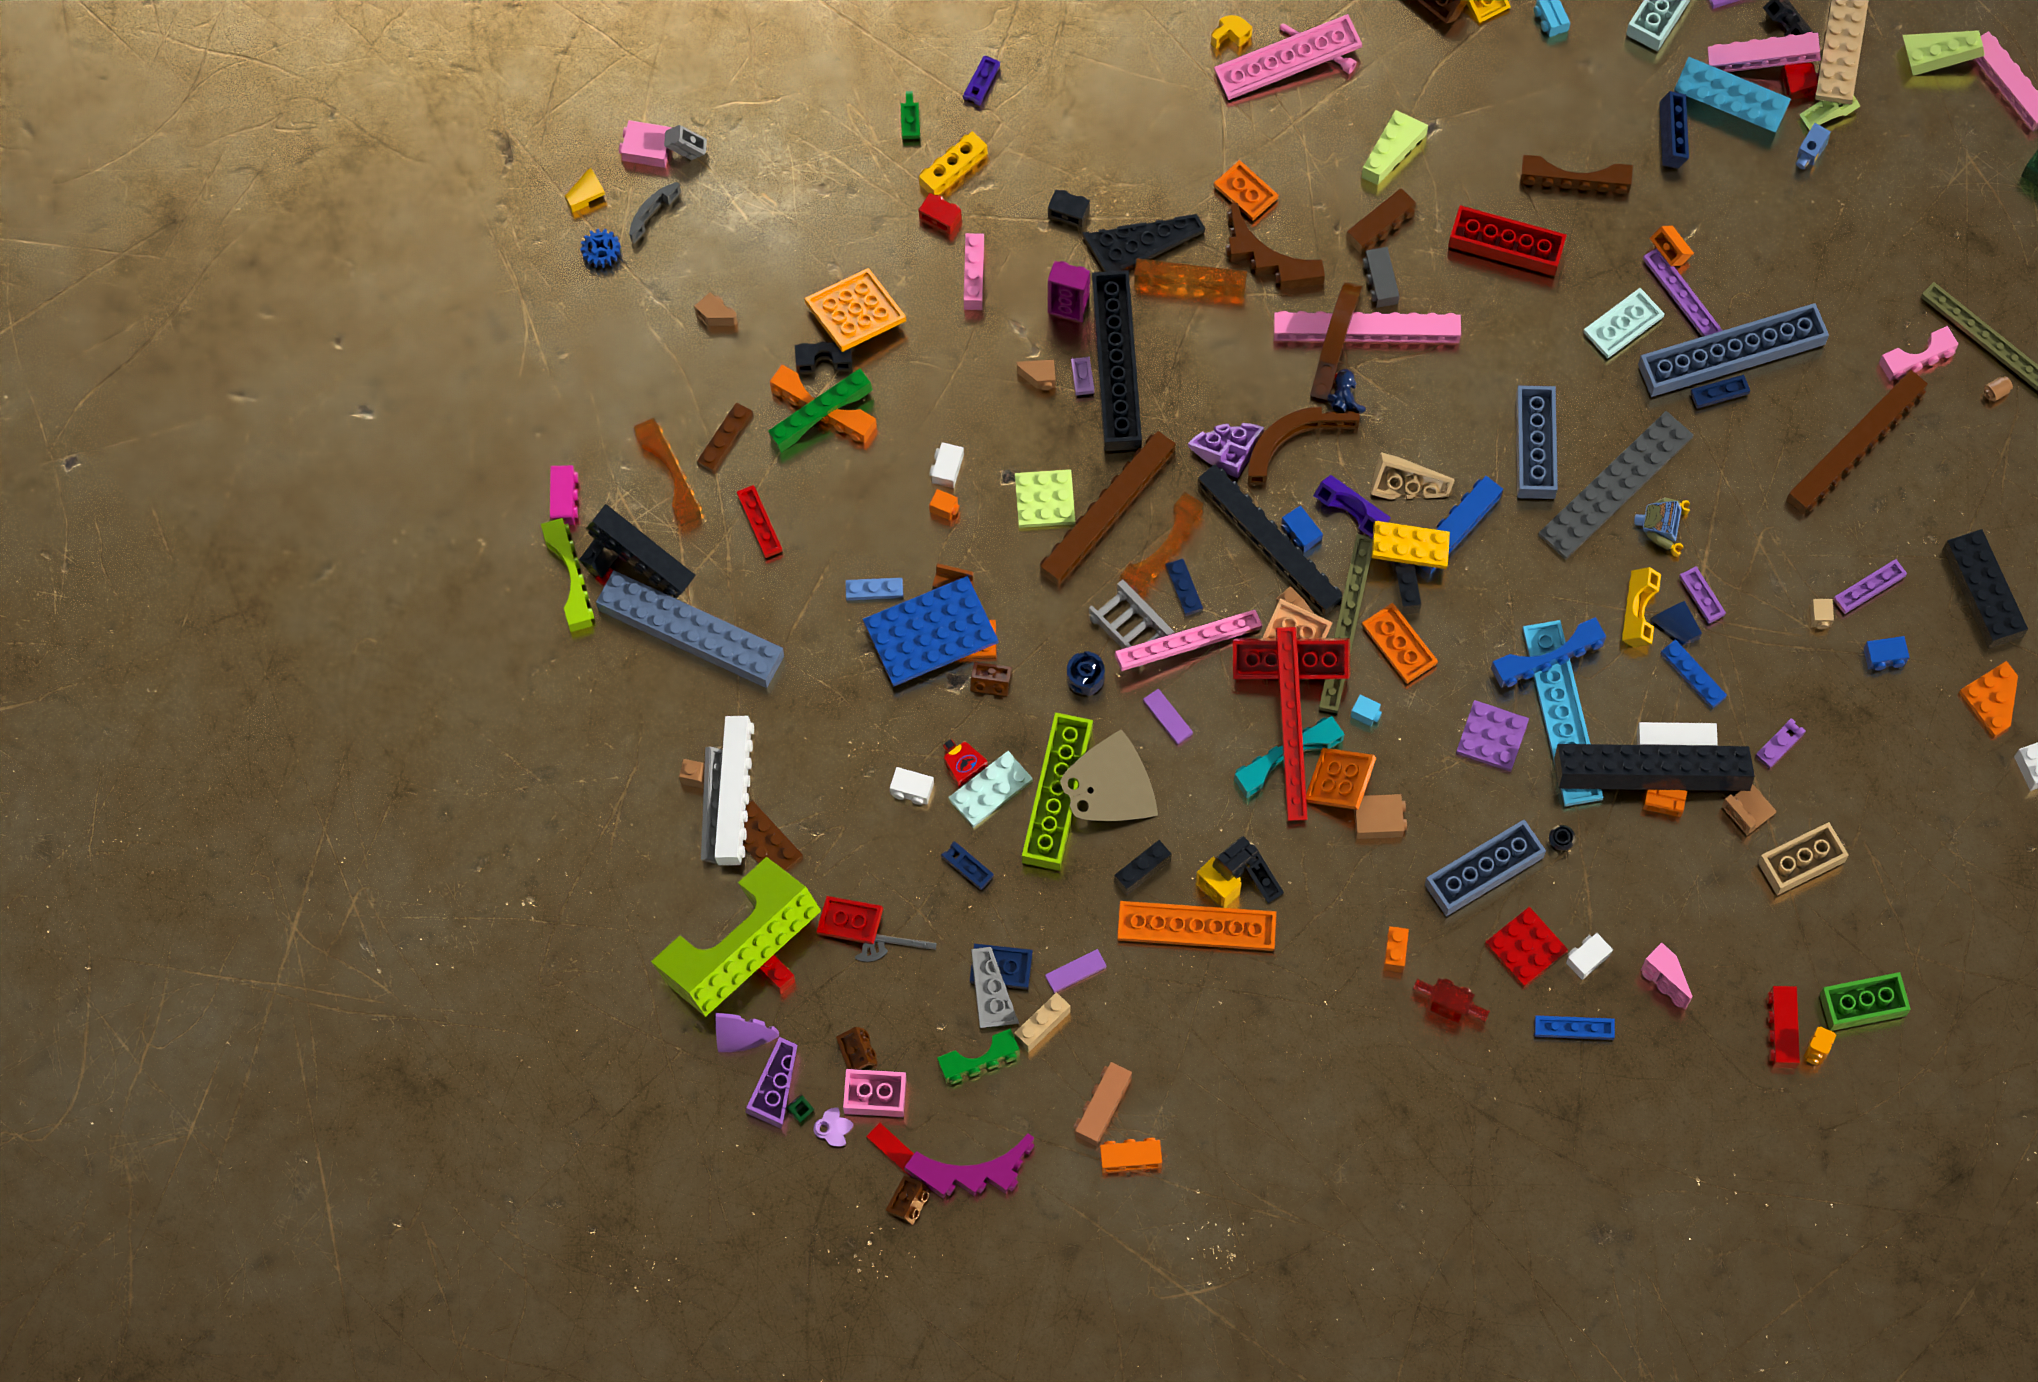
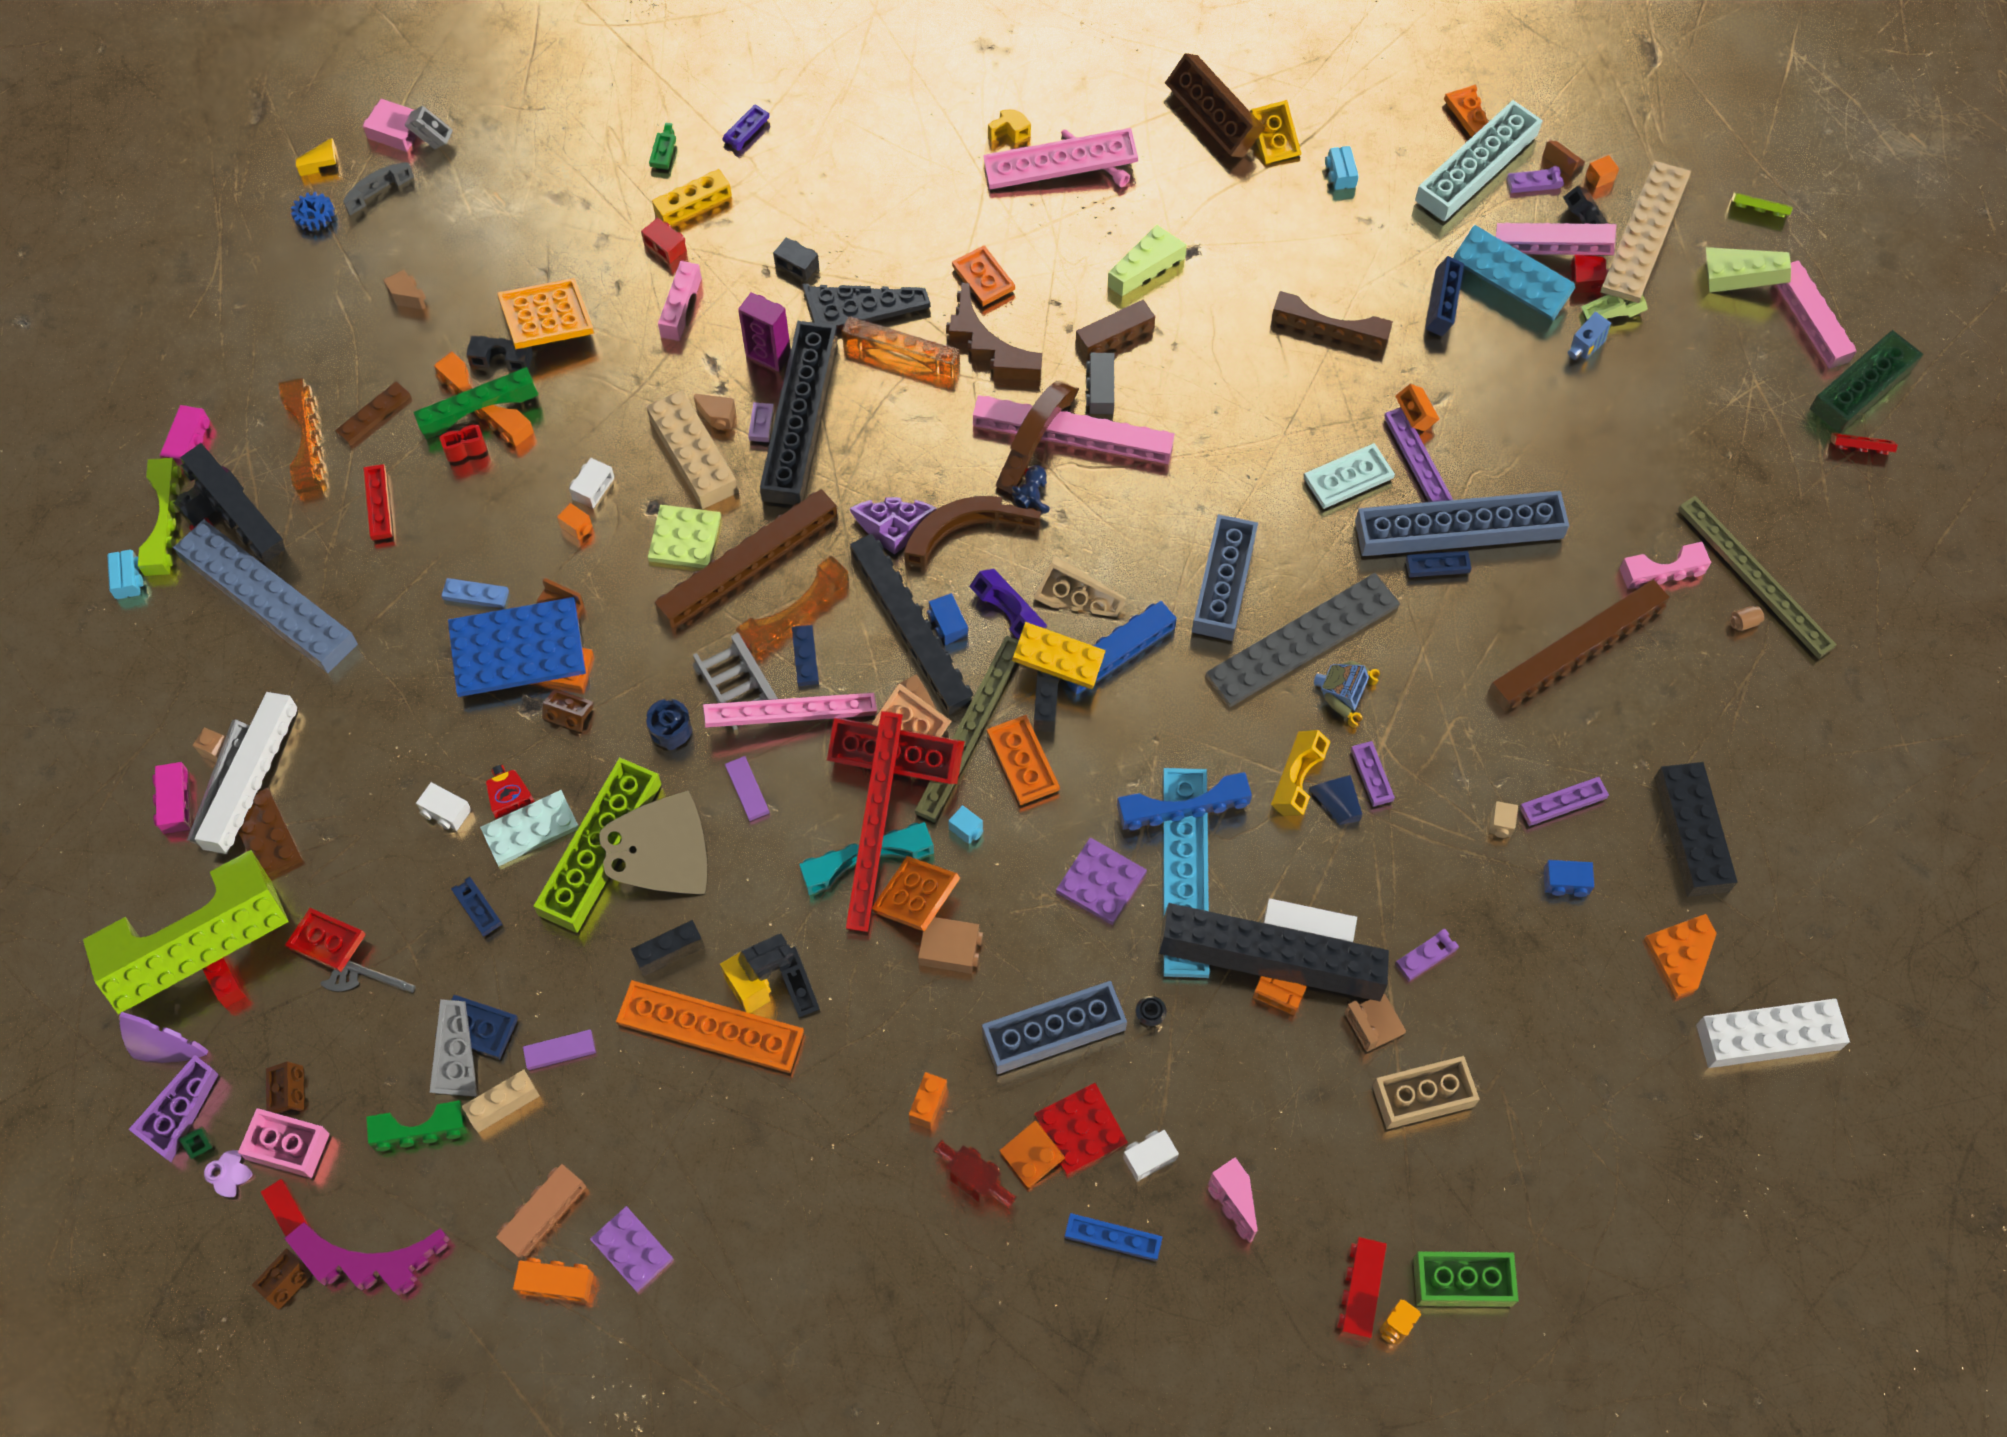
camera: 10 degrees right, 5 degrees down
(555, 634) = (124, 574): none -> medium azure brick
(672, 826) = (171, 798): none -> dark pink brick
(822, 450) = (463, 443): none -> red brick
(1029, 415) = (692, 449): none -> tan brick
(1185, 1118) = (631, 1249): none -> medium lavender plate
(1492, 975) = (1032, 1154): none -> orange plate
(1507, 240) = (1243, 370): red brick -> none
(1693, 674) = (1344, 858): blue plate -> none

